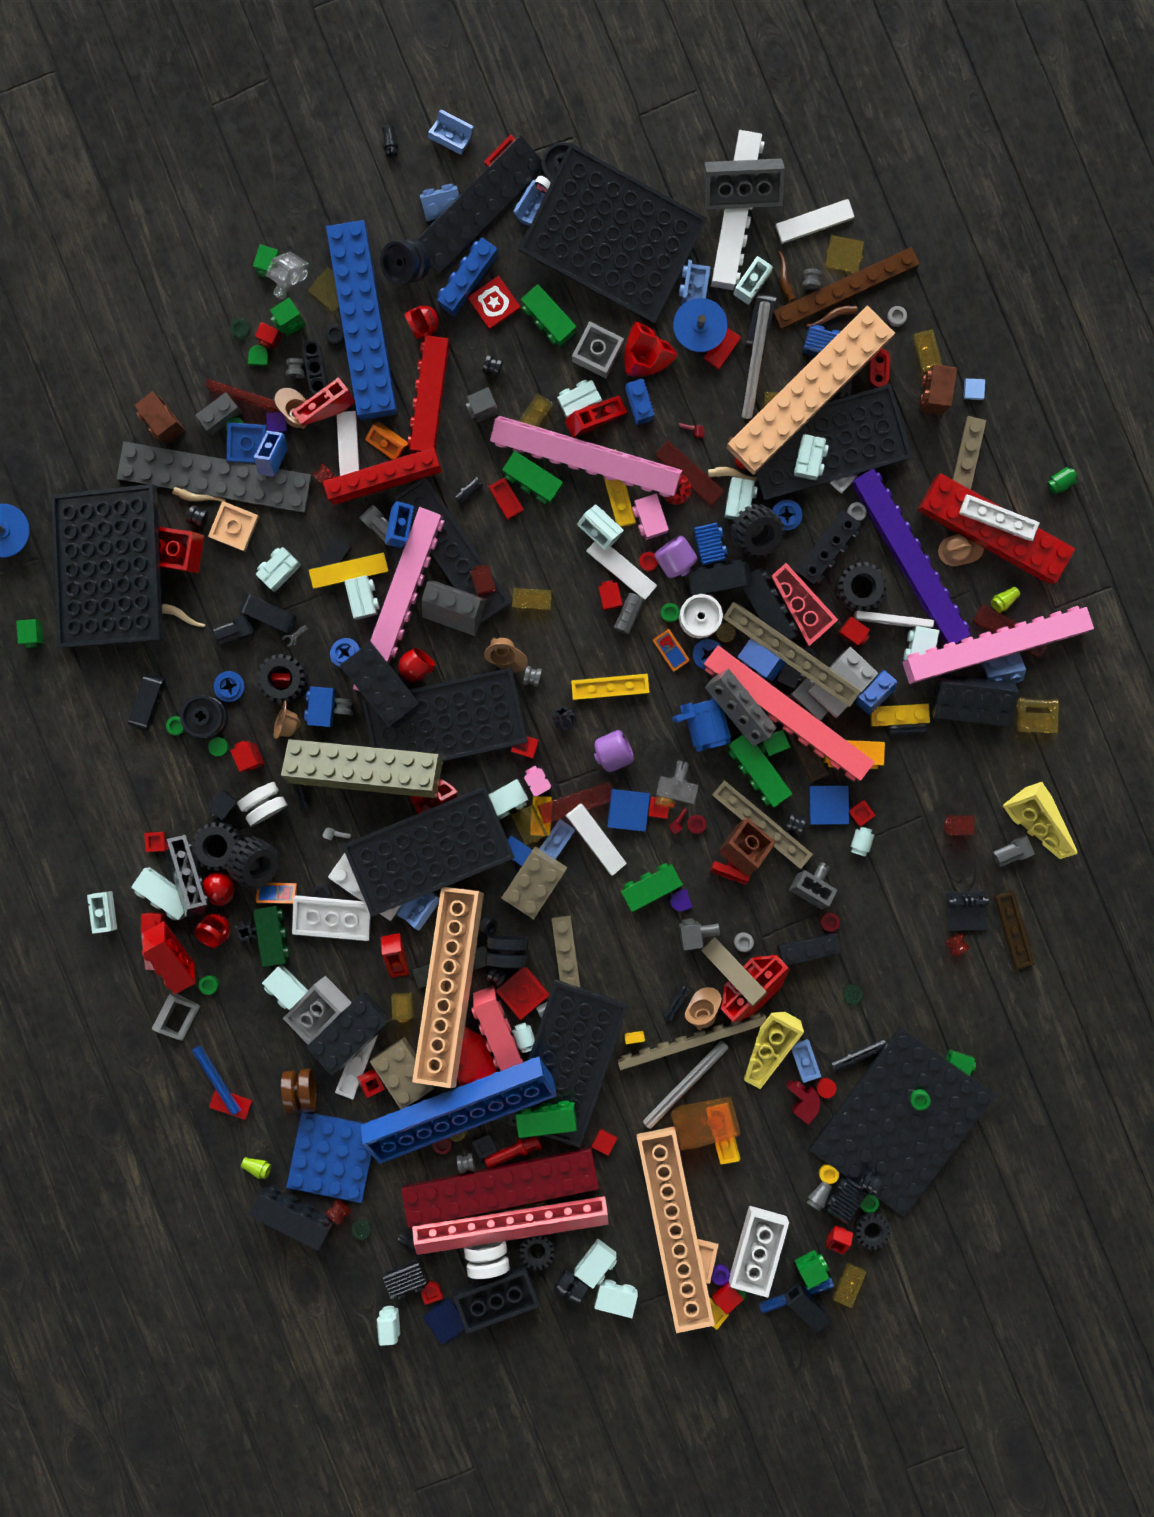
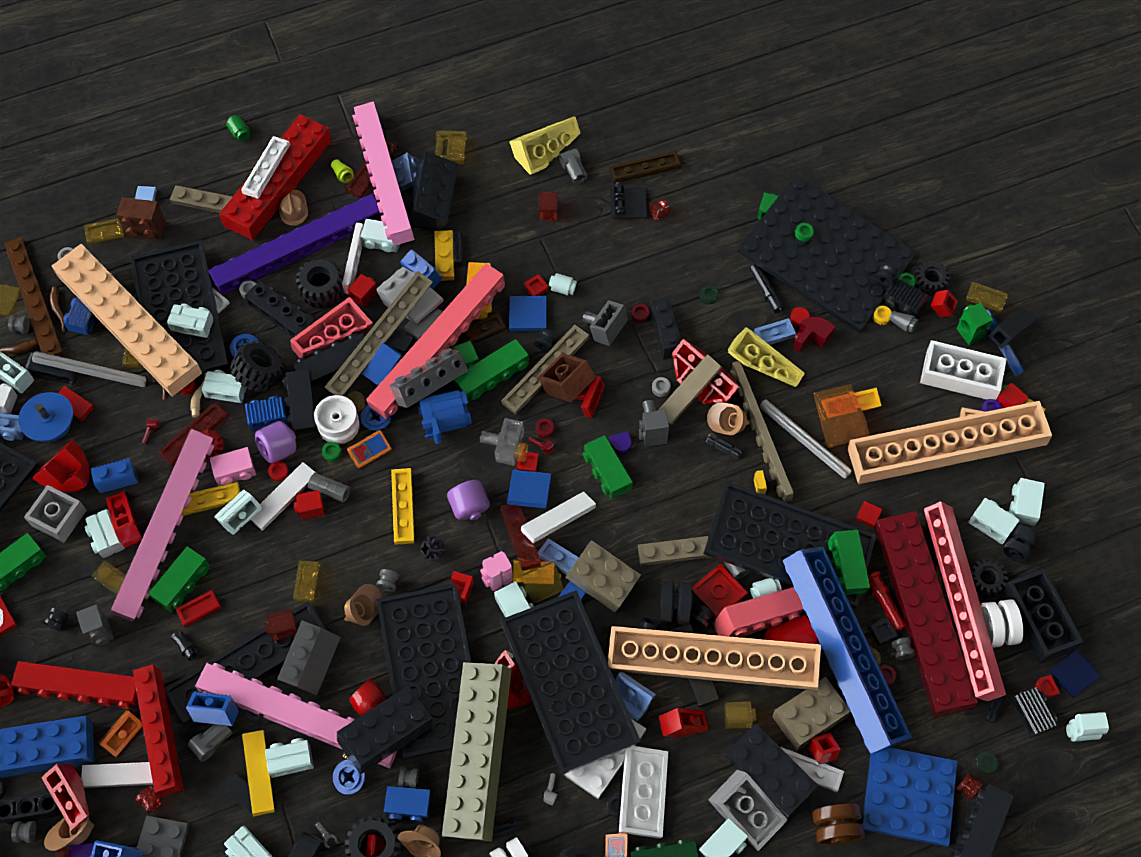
camera: 85 degrees left, 25 degrees down
(879, 369) = (116, 268): red plate -> none

